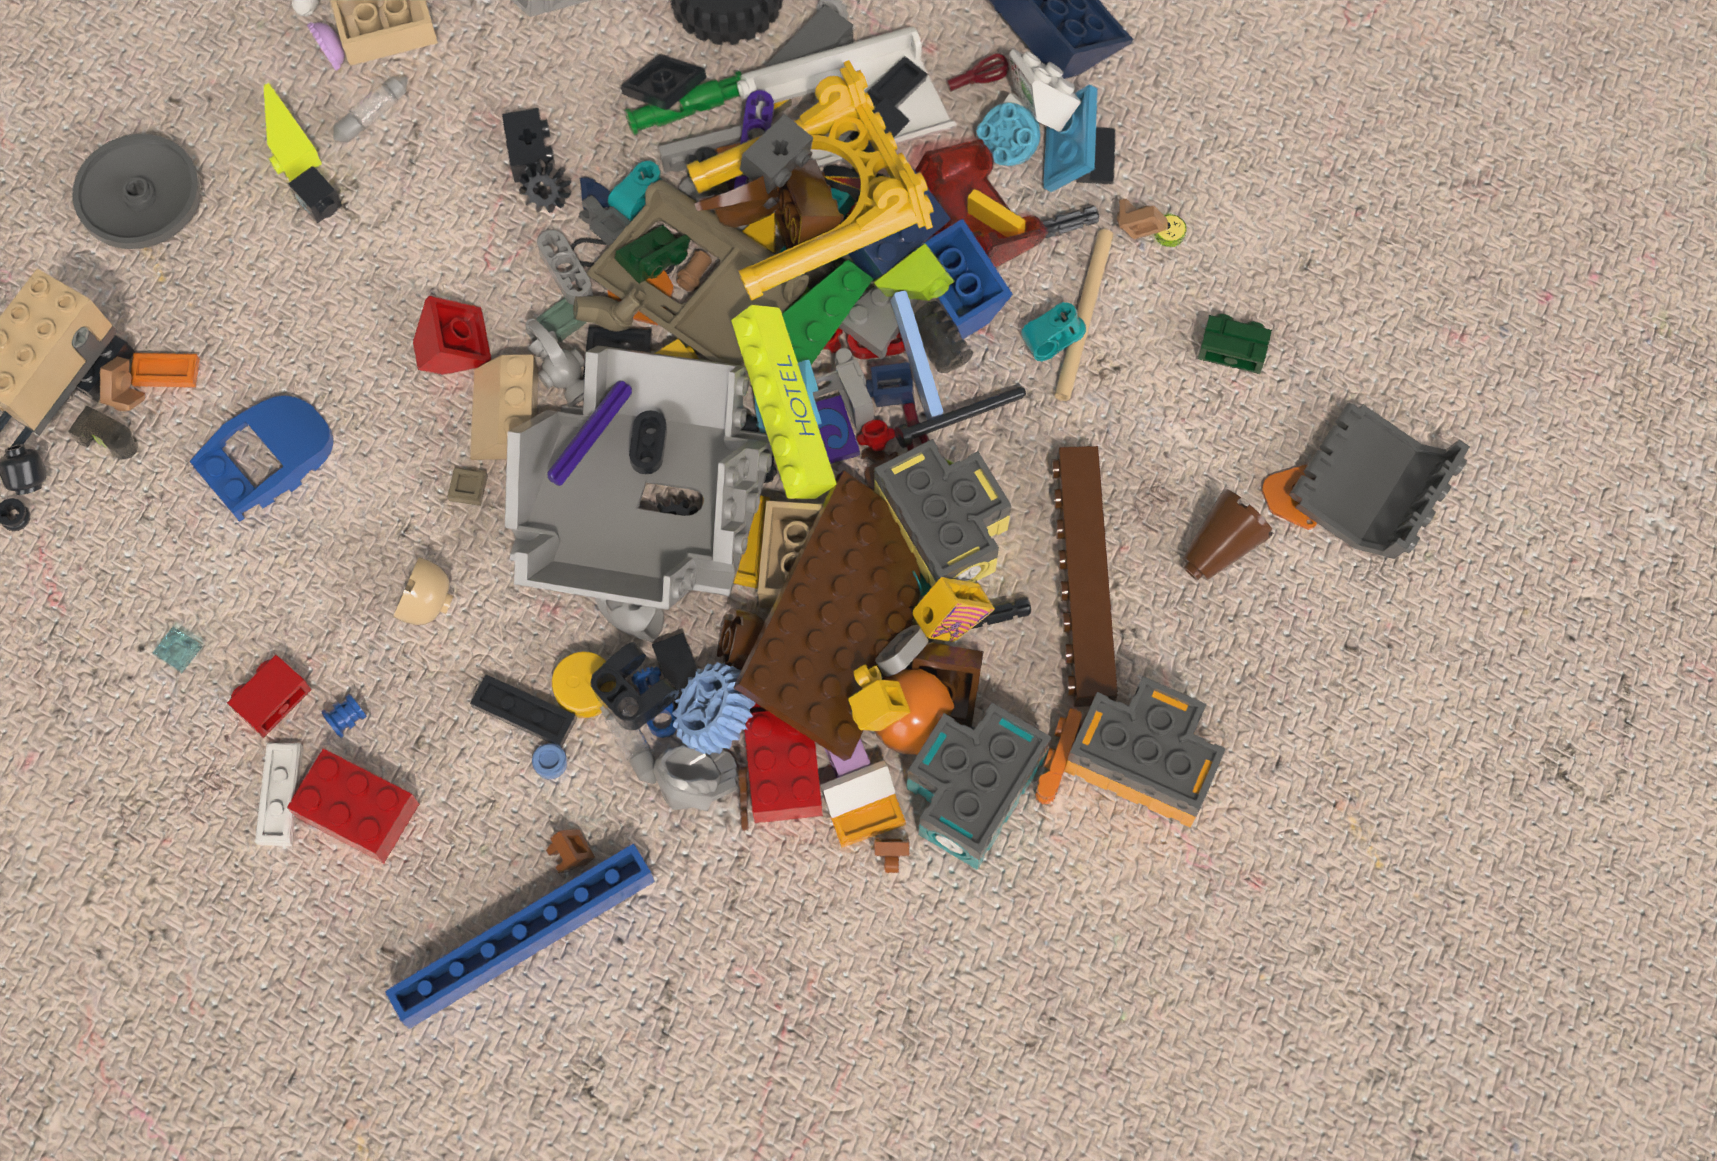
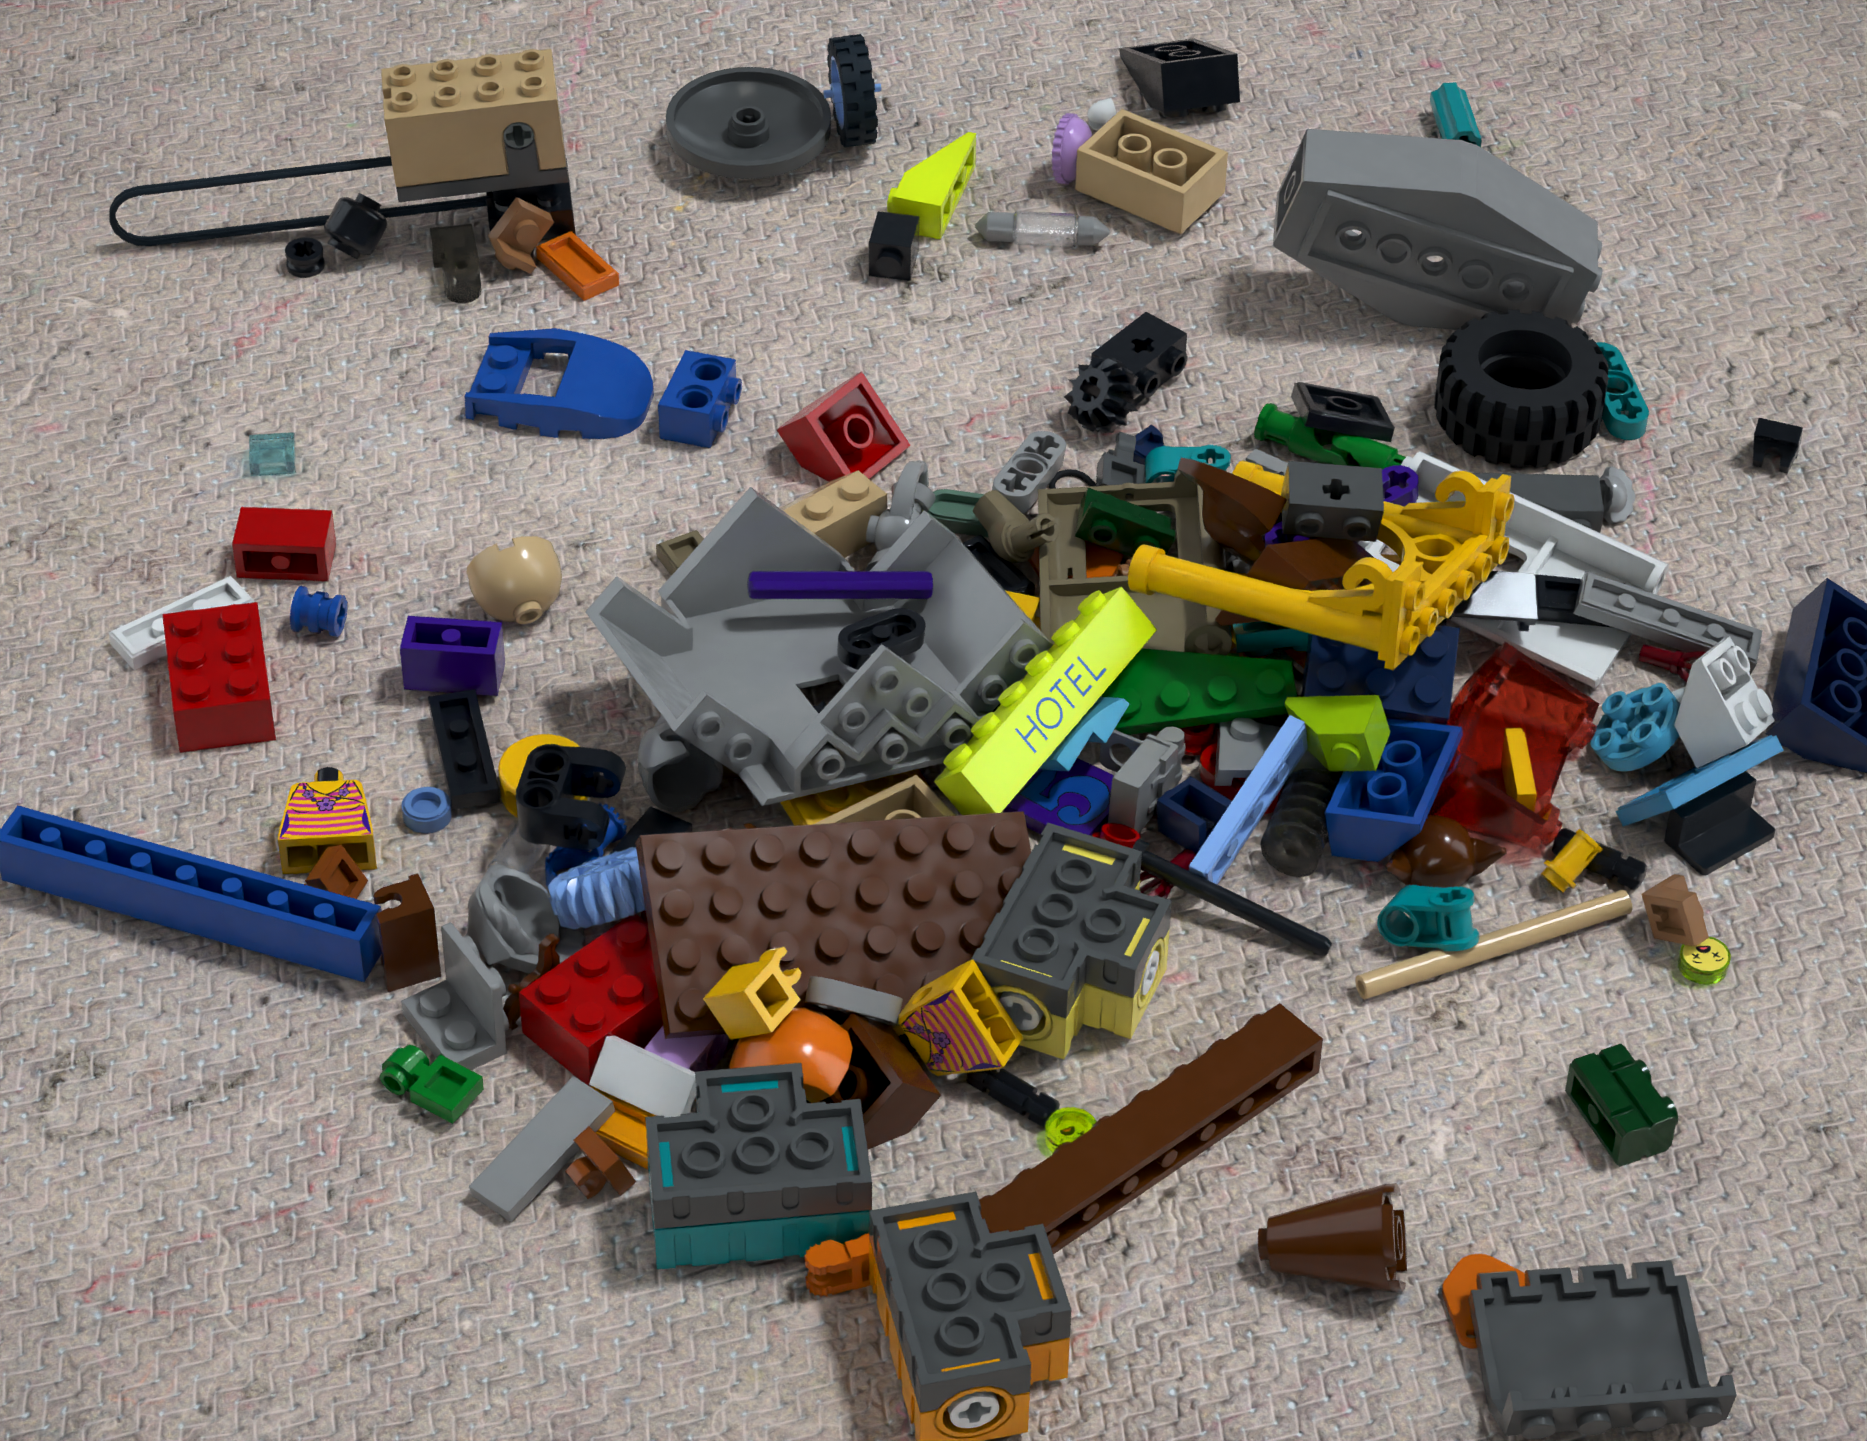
camera: 50 degrees right, 25 degrees down
(173, 118) = (852, 90): none -> black wheel
(347, 391) = (698, 399): none -> blue brick
(453, 668) = (452, 655): none -> dark purple brick
(523, 822) = (325, 816): none -> yellow torso
(659, 837) = (407, 935): none -> reddish brown hinge
(726, 848) = (464, 1012): none -> light grey bracket
(770, 893) = (440, 1088): none -> green plate
(856, 872) = (540, 1149): none -> light grey tile
(946, 59) = (1660, 618): none -> light grey tile
(1020, 283) = (1442, 855): none -> reddish brown piece
(1045, 604) = (1066, 1126): none -> clear neon green tile
(1066, 237) = (1571, 861): none -> yellow pin

